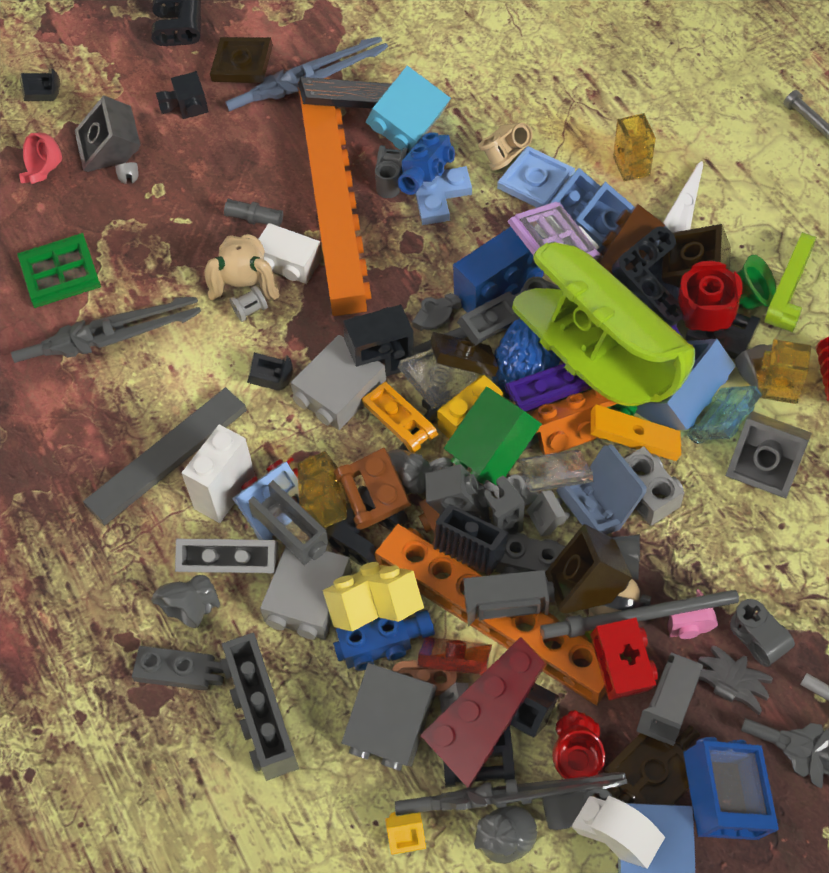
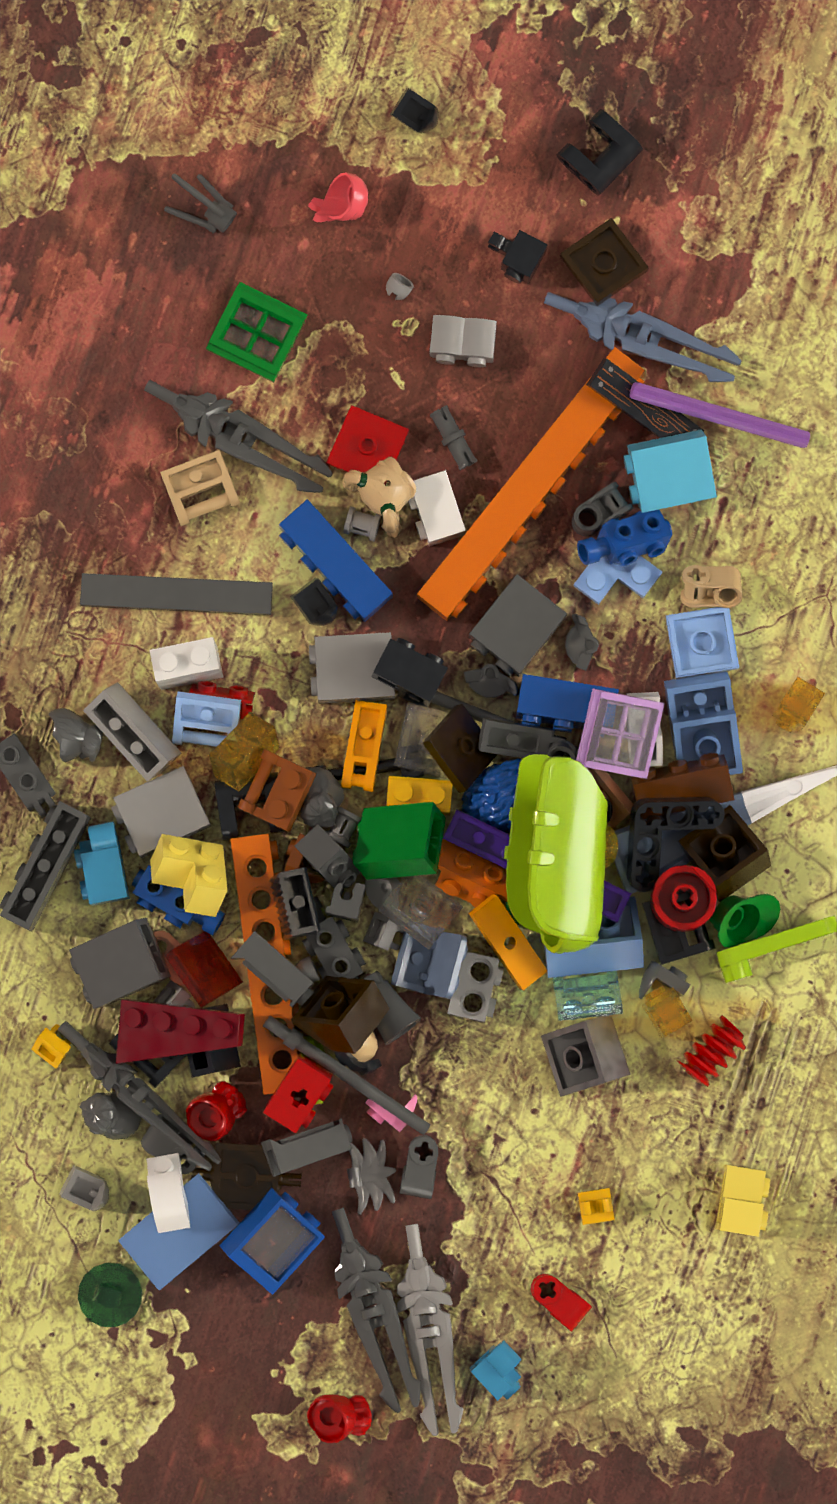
camera: 45 degrees right, 25 degrees up
(105, 376) = (195, 478): none -> tan plate
(107, 135) = (417, 231): flat silver slope -> none
(191, 261) = (365, 441): none -> red plate
(199, 161) = (463, 339): none -> light grey brick
(241, 335) = (335, 560): none -> blue brick
(290, 524) = (190, 760): dark grey window -> none
(303, 666) = (102, 866): none -> dark azure hinge
(399, 61) = (719, 415): none -> medium lavender axle
(414, 266) = (516, 626): none -> dark grey brick
(460, 240) = (581, 643): none -> dark grey piece

